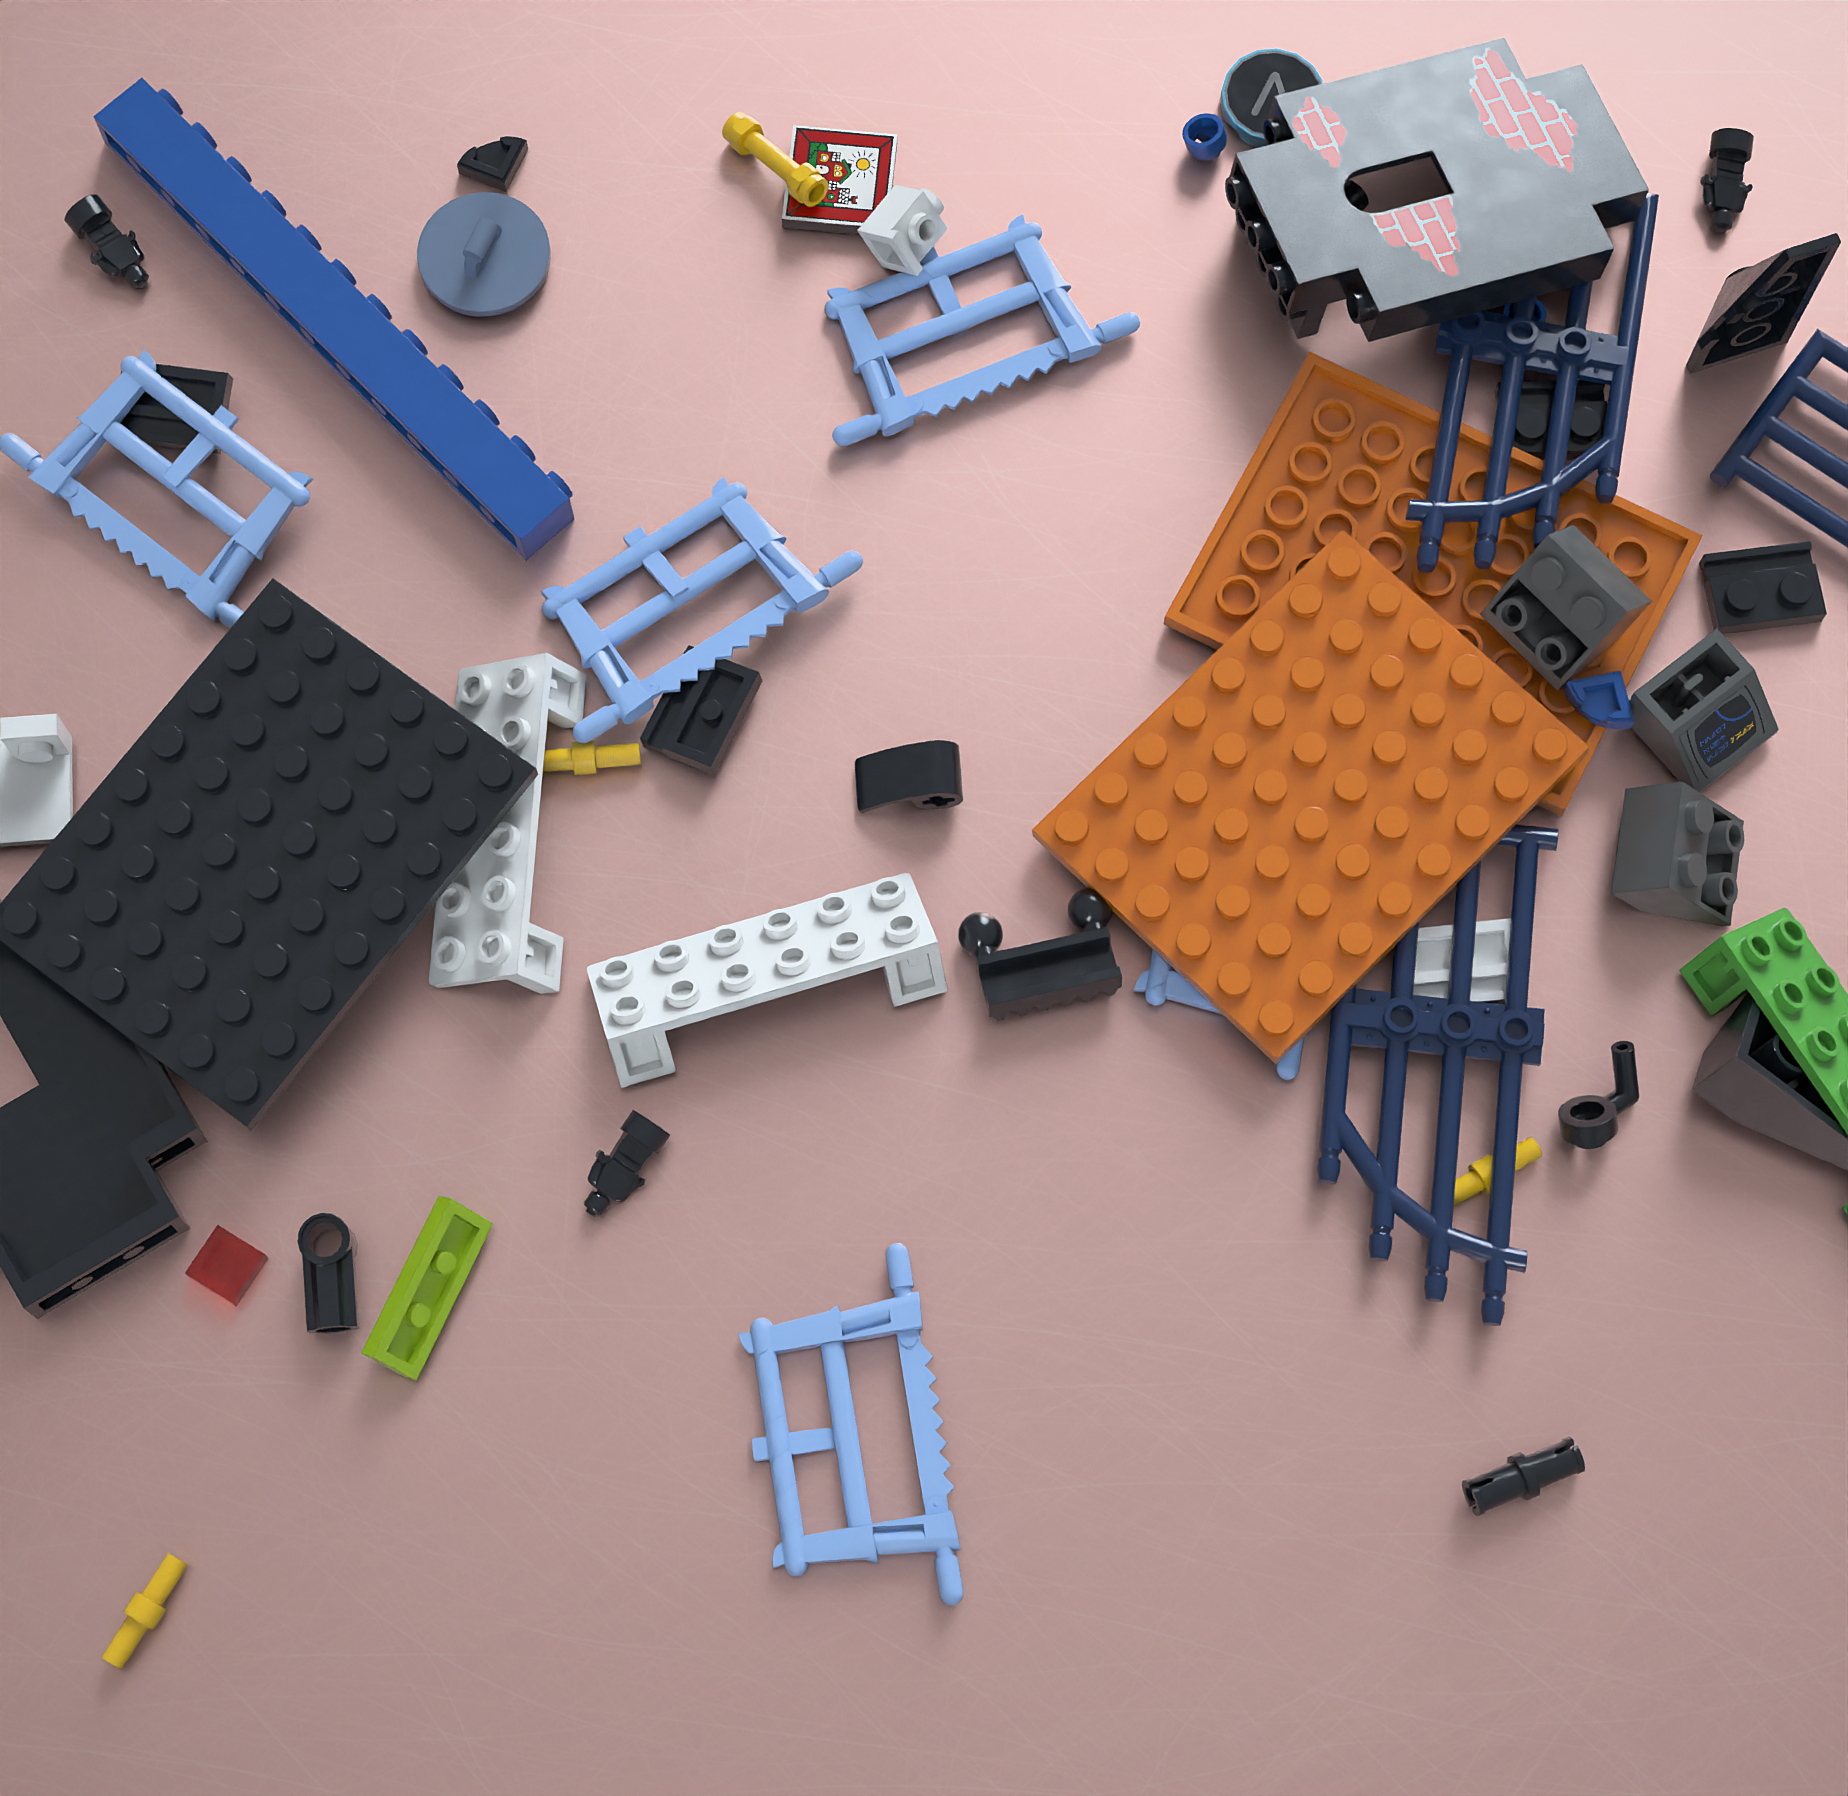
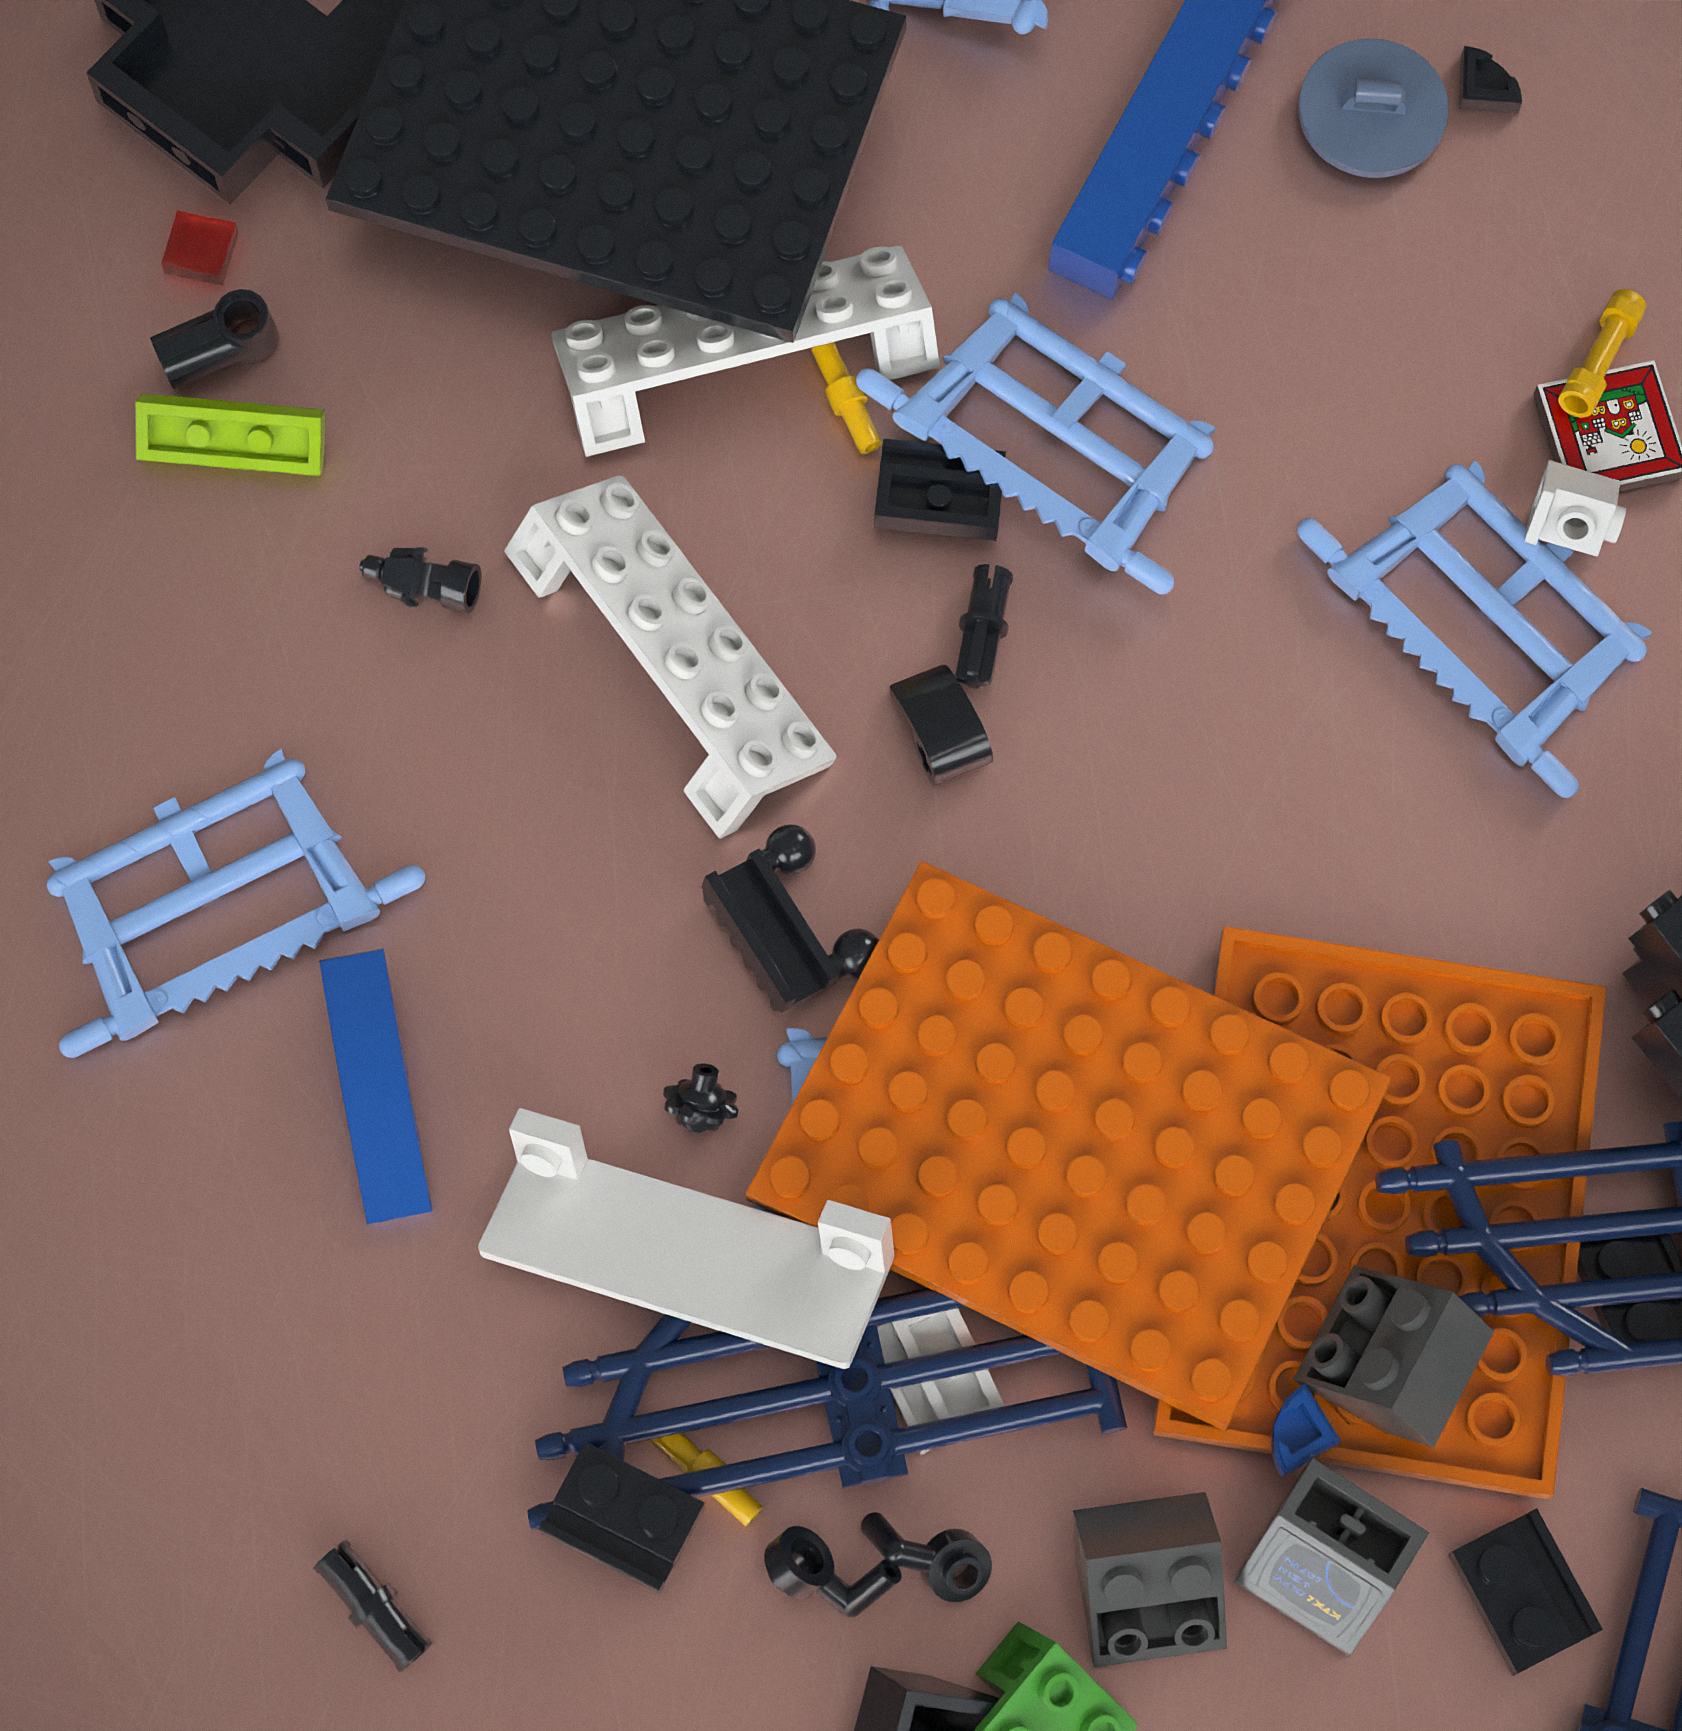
camera: 70 degrees right, 0 degrees up
(837, 715) = (983, 626): none -> black axle
(1077, 1339) = (375, 1086): none -> blue slope
(1177, 1075) = (700, 1102): none -> black plant
(1308, 1122) = (687, 1249): none -> white bracket
(1519, 1243) = (622, 1517): none -> black plate
(1625, 1003) = (936, 1559): none -> black plate

